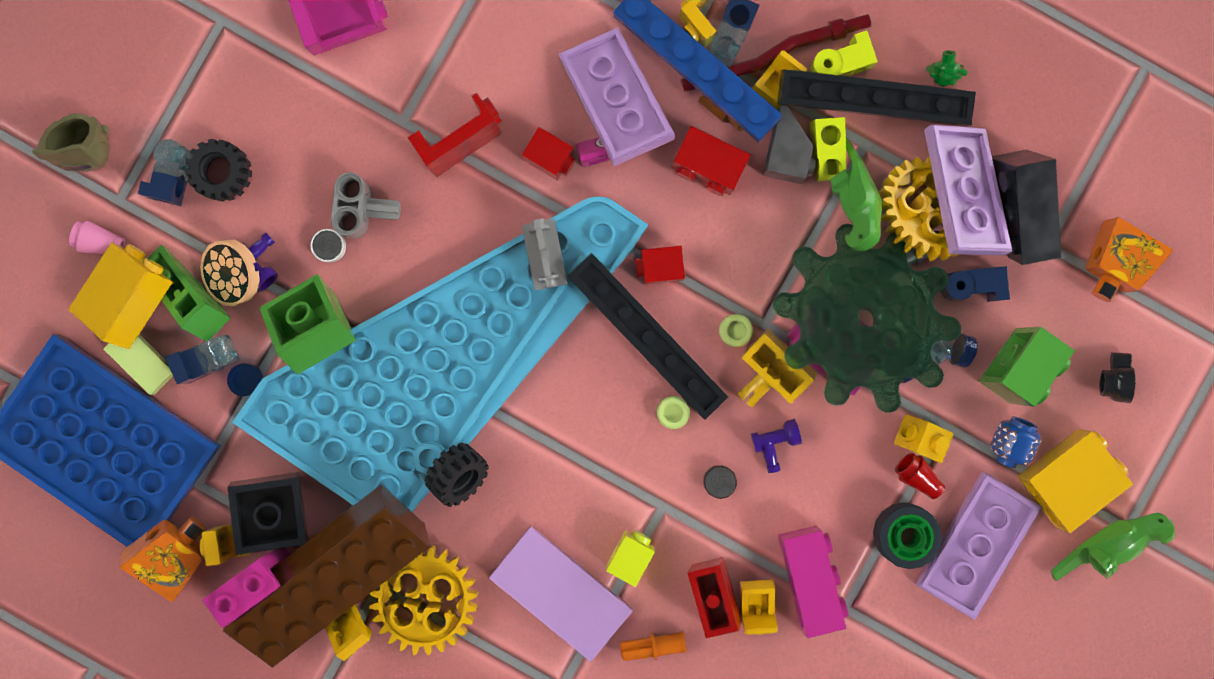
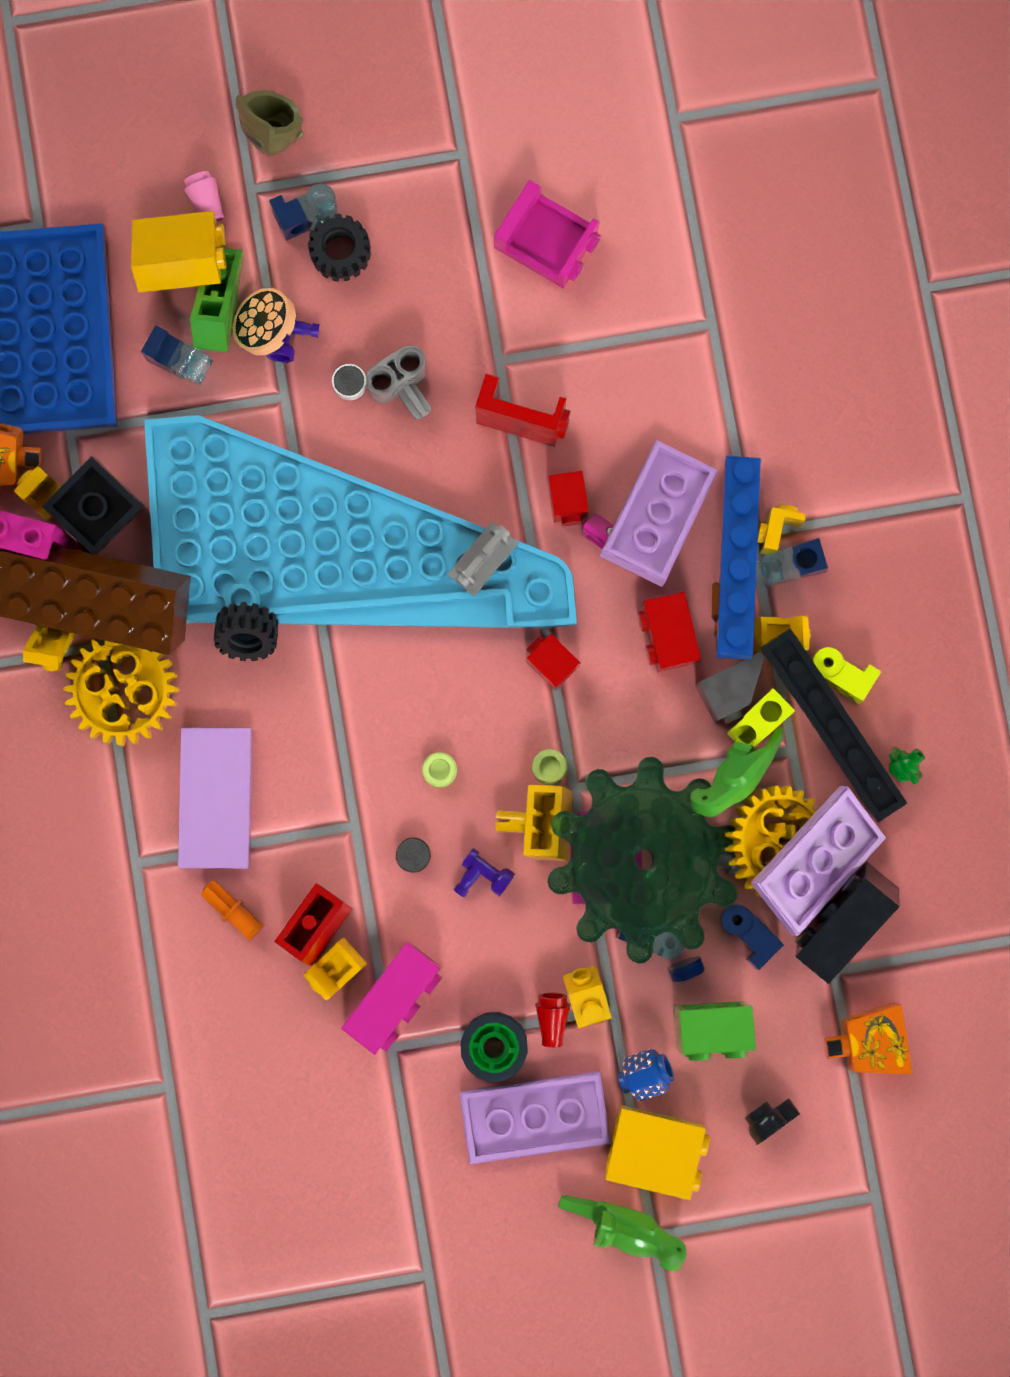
camera: 50 degrees right, 5 degrees down
(142, 364) = (133, 312): yellowish green tile -> none
(244, 379) = (186, 401): clear blue tile -> none
(307, 324) = (272, 415): bright green brick -> none
(631, 557) = (291, 830): neon yellow brick -> none
(647, 336) = (484, 696): black plate -> none
(835, 30) = (863, 648): dark red bar -> none

